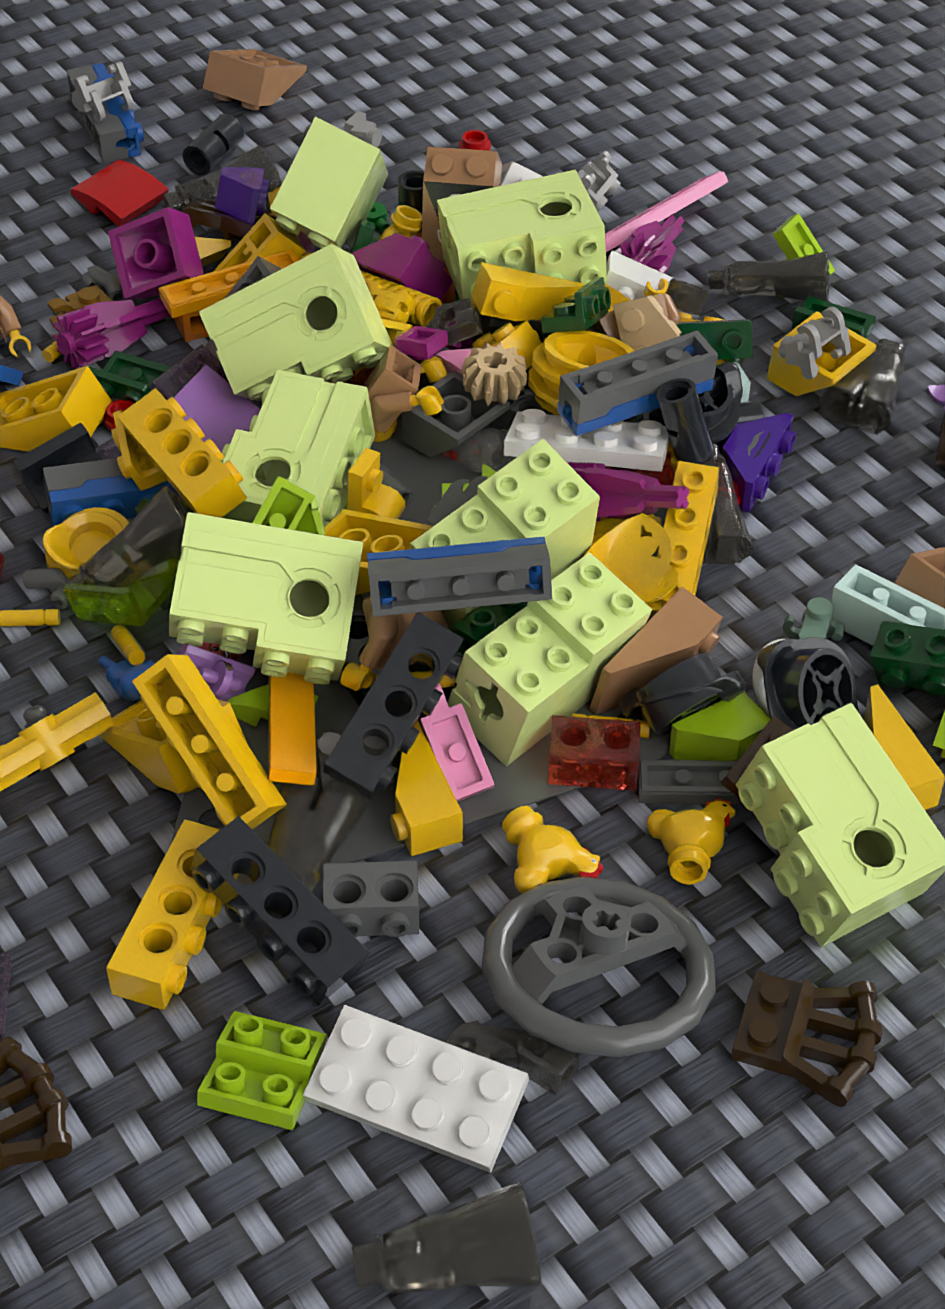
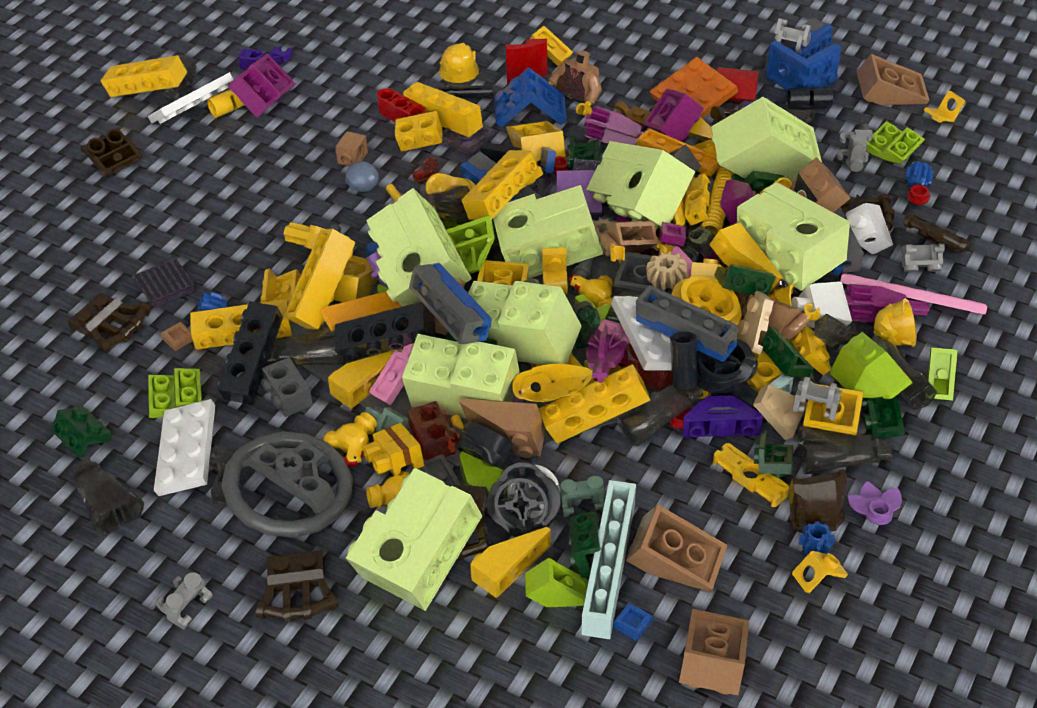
camera: 65 degrees right, 0 degrees up
(79, 225) = (699, 83): none -> orange plate
(95, 938) = (211, 301): none -> blue gear
(102, 412) = (547, 159): none -> blue tile
(116, 1023) = (177, 336): none -> medium nougat tile
(131, 829) = (279, 287): none -> yellow bracket
(170, 118) = (814, 71): none -> blue bracket
(262, 1247) = (78, 429): none -> dark green bracket
(347, 66) = (942, 113): none -> yellow bracket
(375, 111) = (893, 144): none -> lime slope
(429, 471) = (595, 290): none -> yellow animal
(448, 125) = (919, 174): none -> blue gear
(543, 791) = (386, 417): none -> sand green plate
(582, 148) = (937, 233): none -> dark brown plate
(615, 806) = (393, 450): none -> yellow hips
(695, 254) = (896, 324): none -> yellow helmet
(769, 1192) = (182, 596): none -> light grey piece
(774, 290) = (868, 369): none -> lime wedge
(787, 399) = (778, 410): none -> tan wing
(836, 478) = (738, 463): none -> yellow piece
(858, 435) = (773, 458): none -> dark green bracket

